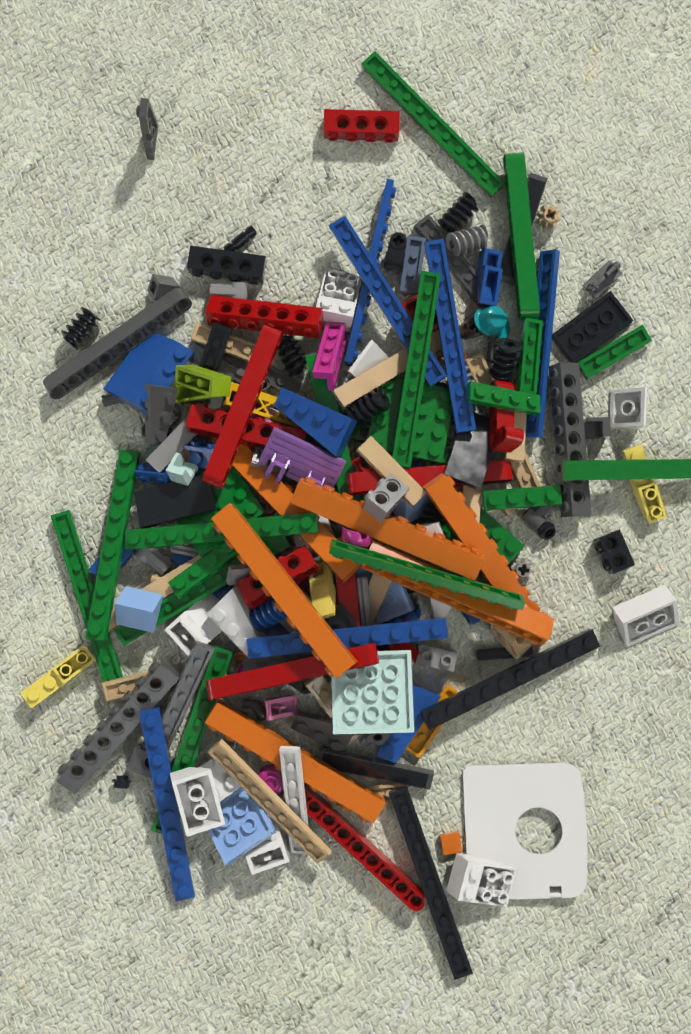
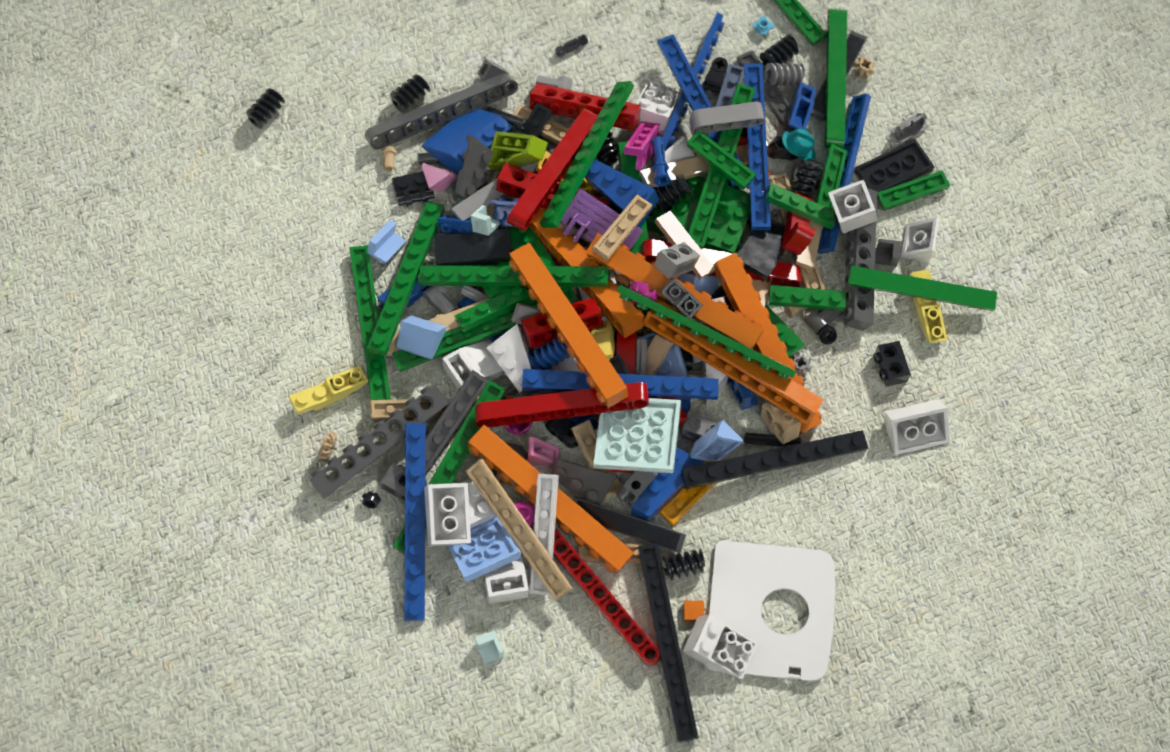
camera: 10 degrees right, 20 degrees down
(68, 738) = (327, 446): none -> tan gear
(73, 405) = (389, 157): none -> tan pin
(87, 505) = (385, 243): none -> light blue panel
(101, 430) = (412, 184): none -> black plate
(126, 420) = (438, 178): none -> bright pink slope
(190, 343) = (516, 121): none -> black axle
(200, 255) = (550, 55): black brick -> none
(261, 914) = (489, 647): none -> light aqua panel
(274, 383) = (586, 155): none -> green plate
(323, 471) = (622, 227): none -> tan tile
(353, 383) = (660, 166): none -> blue pin
(396, 540) = (680, 298): none -> dark grey slope
(414, 317) = (726, 117): none -> light grey beam
(415, 367) = (721, 159): none -> green plate
(435, 801) = (683, 564): none -> black piece
(437, 188) = (763, 30): none -> medium azure plate
(448, 676) = (716, 443): none -> light blue slope
(558, 393) = (853, 206): none -> white brick

